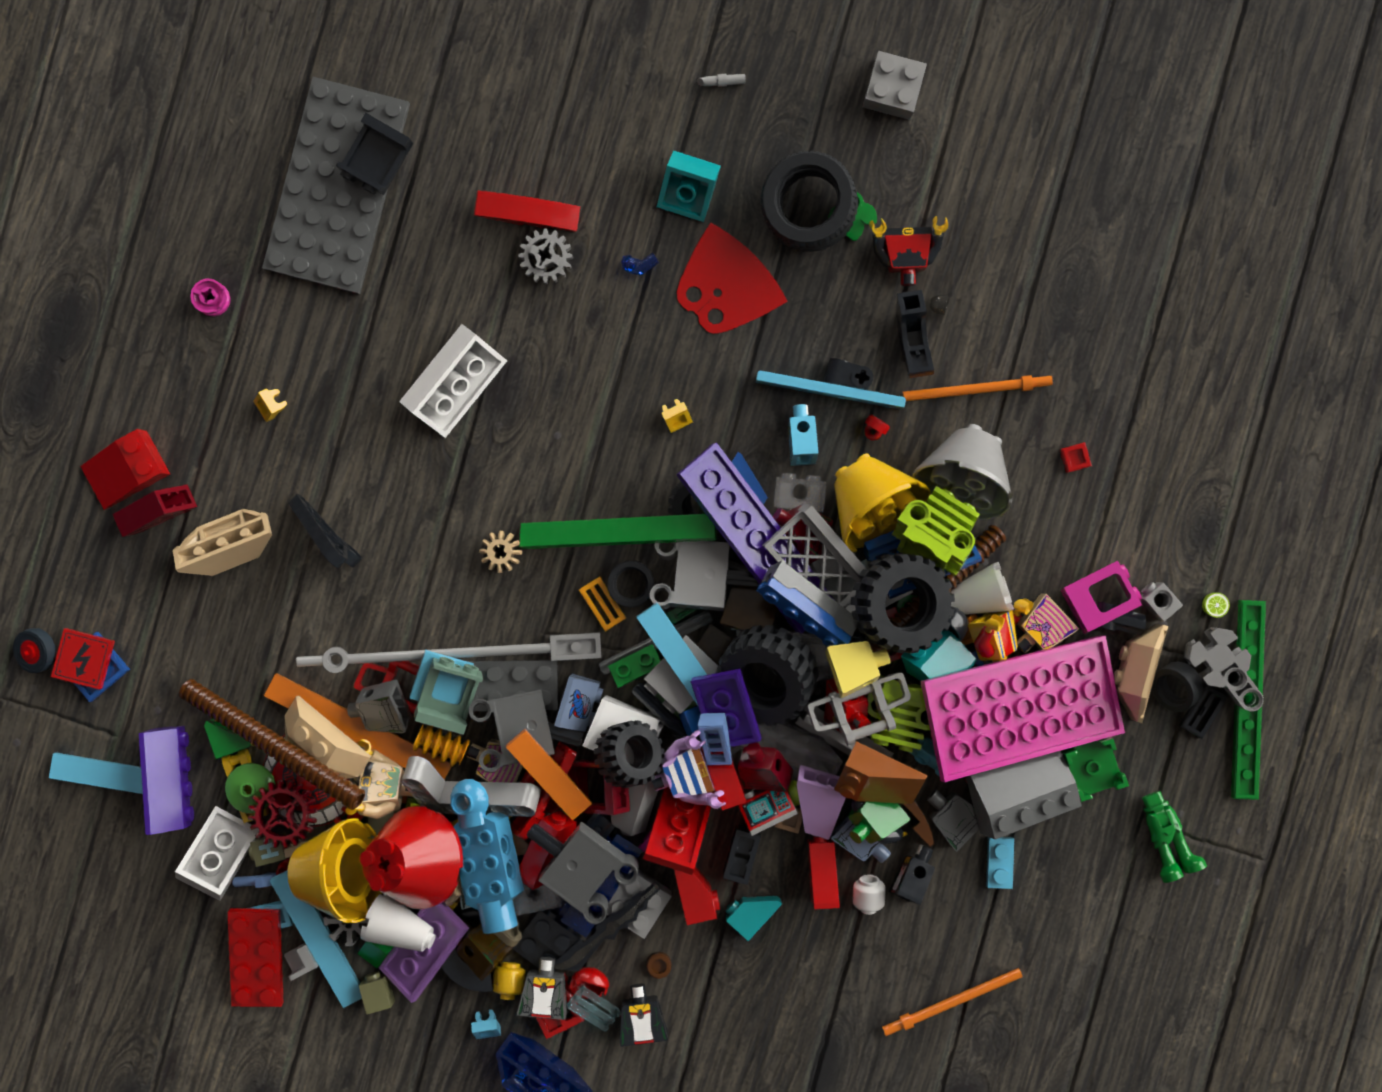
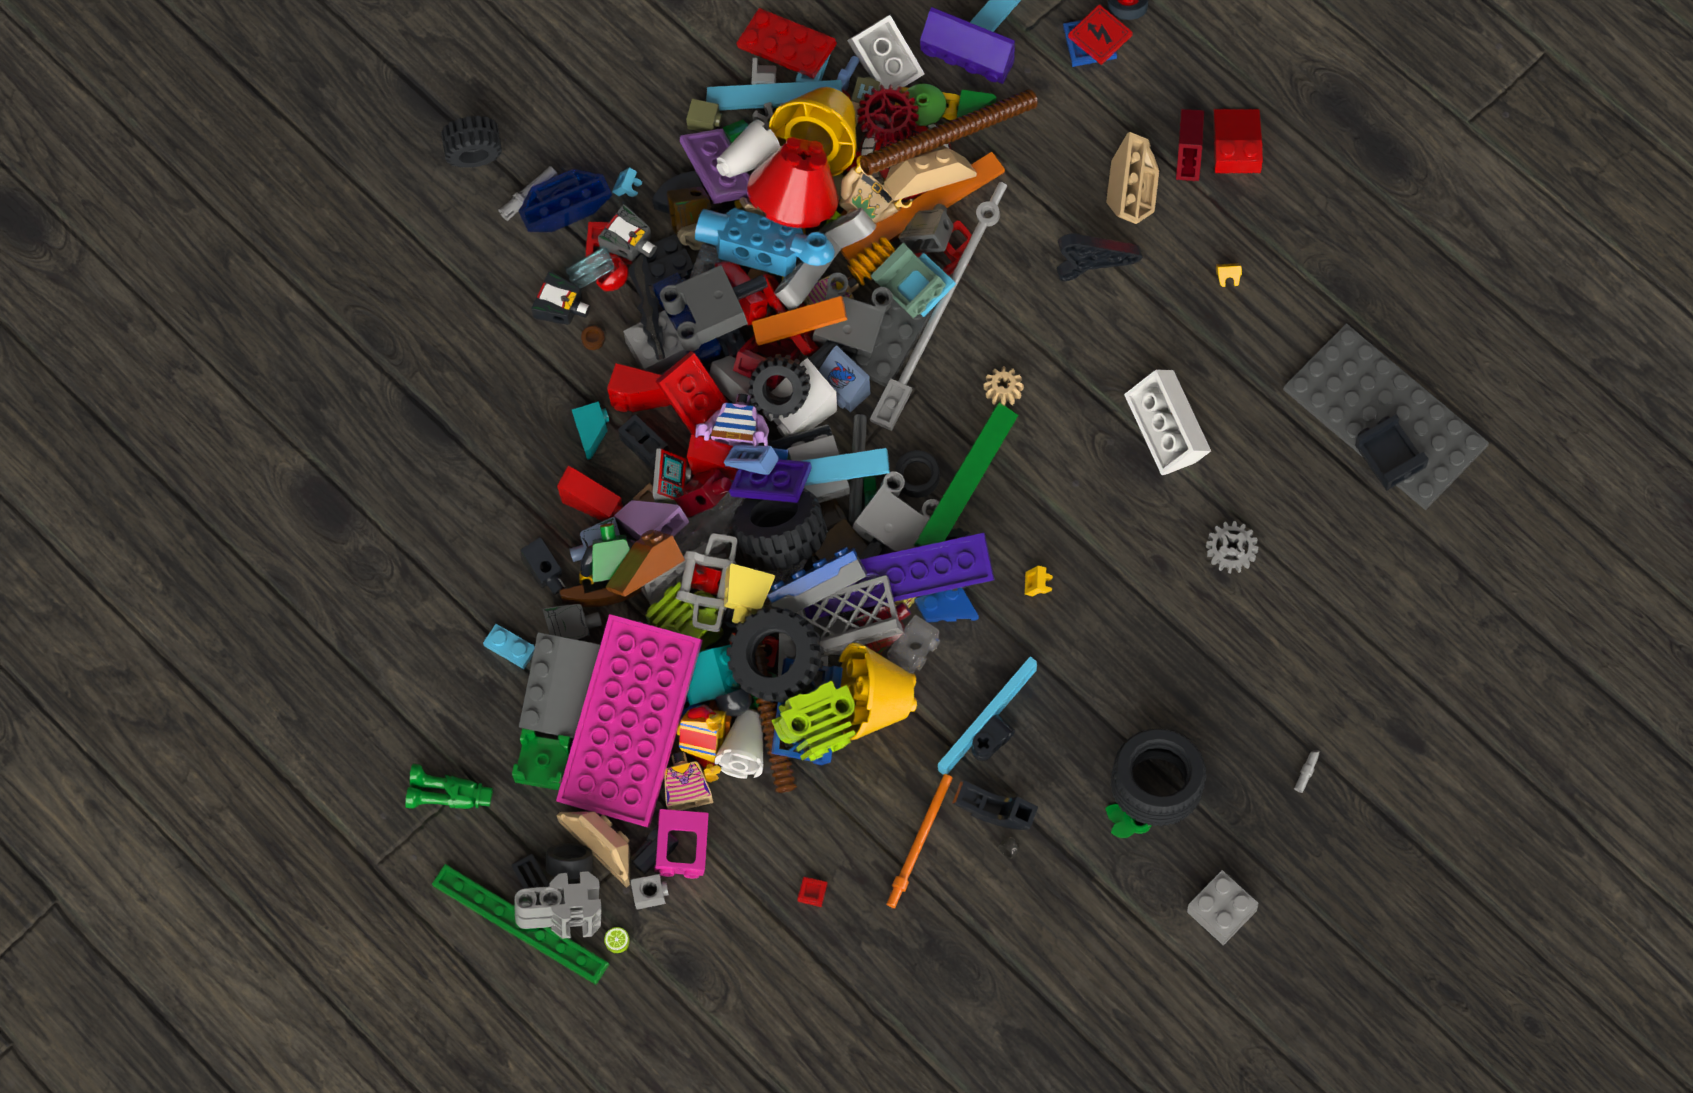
camera: 120 degrees right, 20 degrees down
(211, 307) = (1343, 281): dark pink wheel -> none
(509, 980) = (654, 216): yellow head -> none
(526, 211) = (1279, 551): red slope -> none
(591, 586) = (914, 445): light orange tile -> none
(634, 666) = (847, 435): green hinge -> none
(638, 266) = (1182, 618): clear blue arm -> none
(688, 186) = (1229, 693): teal slope -> none
(743, 279) = (1140, 695): red piece -> none
(802, 444) = (953, 668): medium azure torso -> none
(869, 894) = (549, 526): white head -> none
(877, 424) = (934, 738): red tile -> none
(907, 248) = (1073, 841): torso -> none
(907, 1021) = (427, 504): orange bar -> none
(972, 469) = (854, 781): light grey cone -> none

